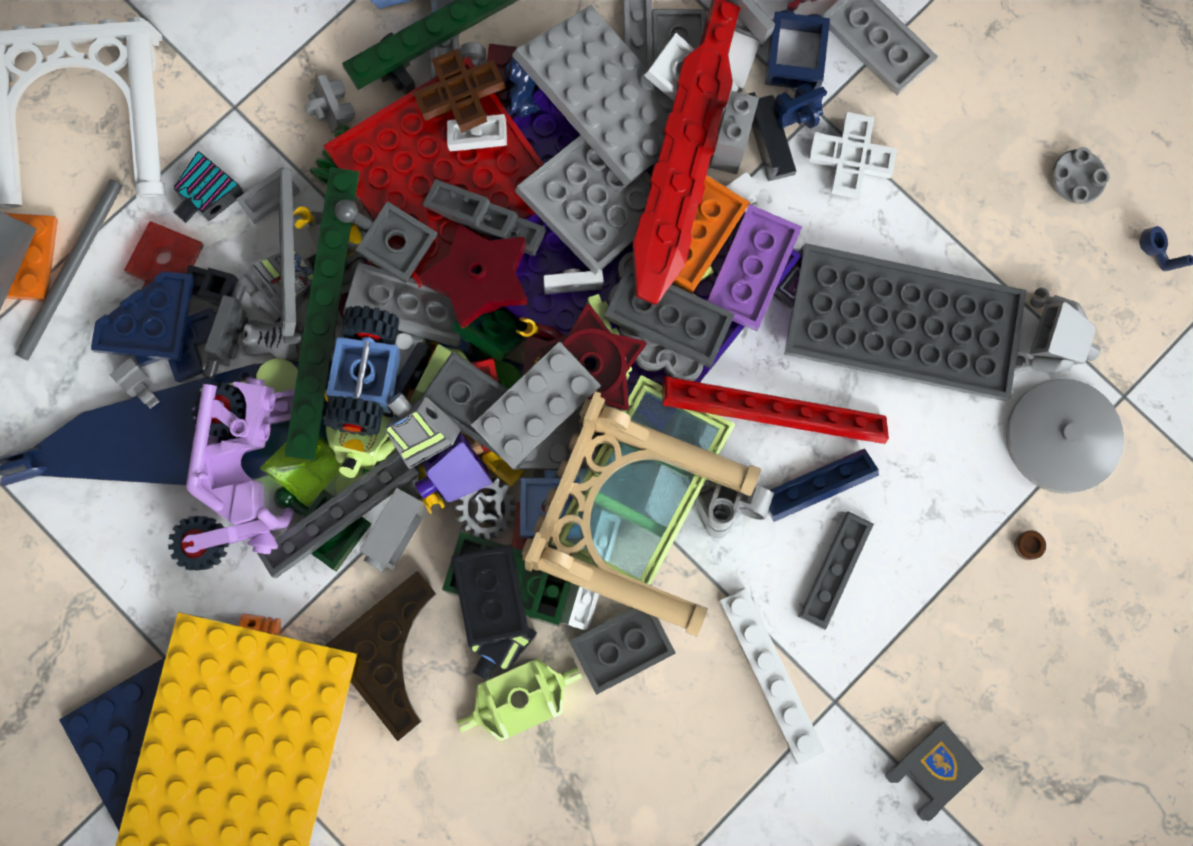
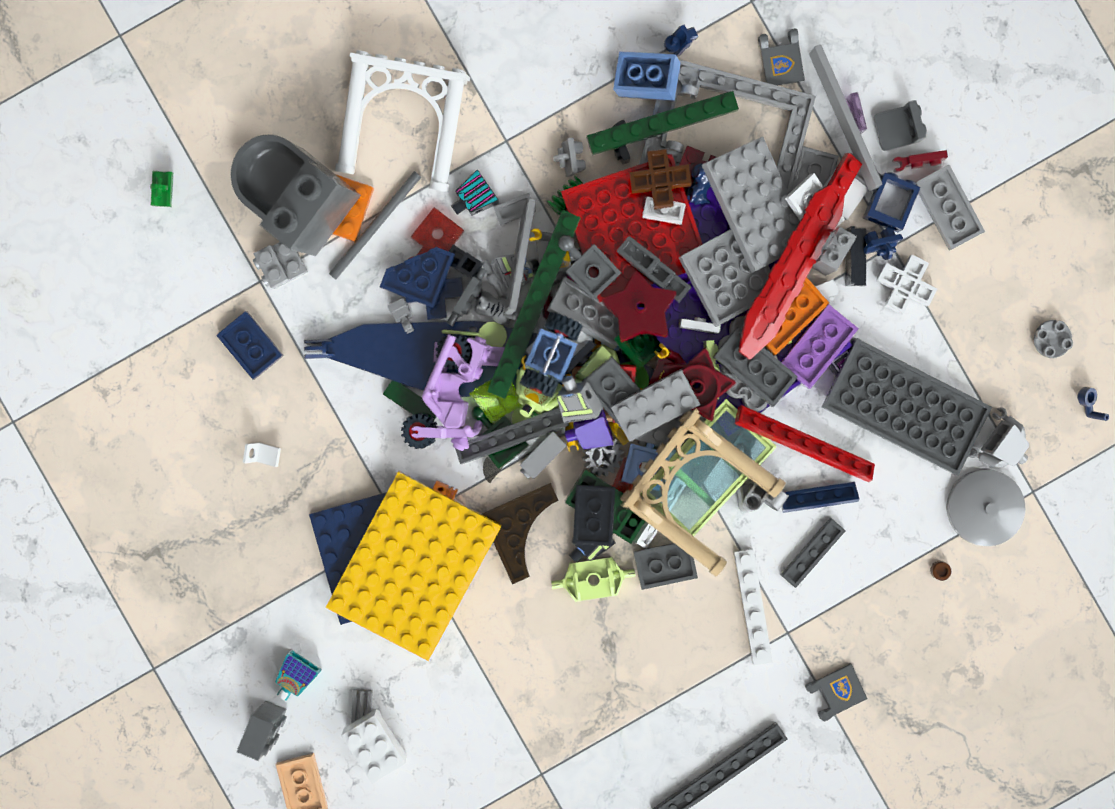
camera: 25 degrees right, 10 degrees up
(172, 504) = (407, 399): none -> dark green tile
(323, 577) = (490, 470): none -> clear smoke tile

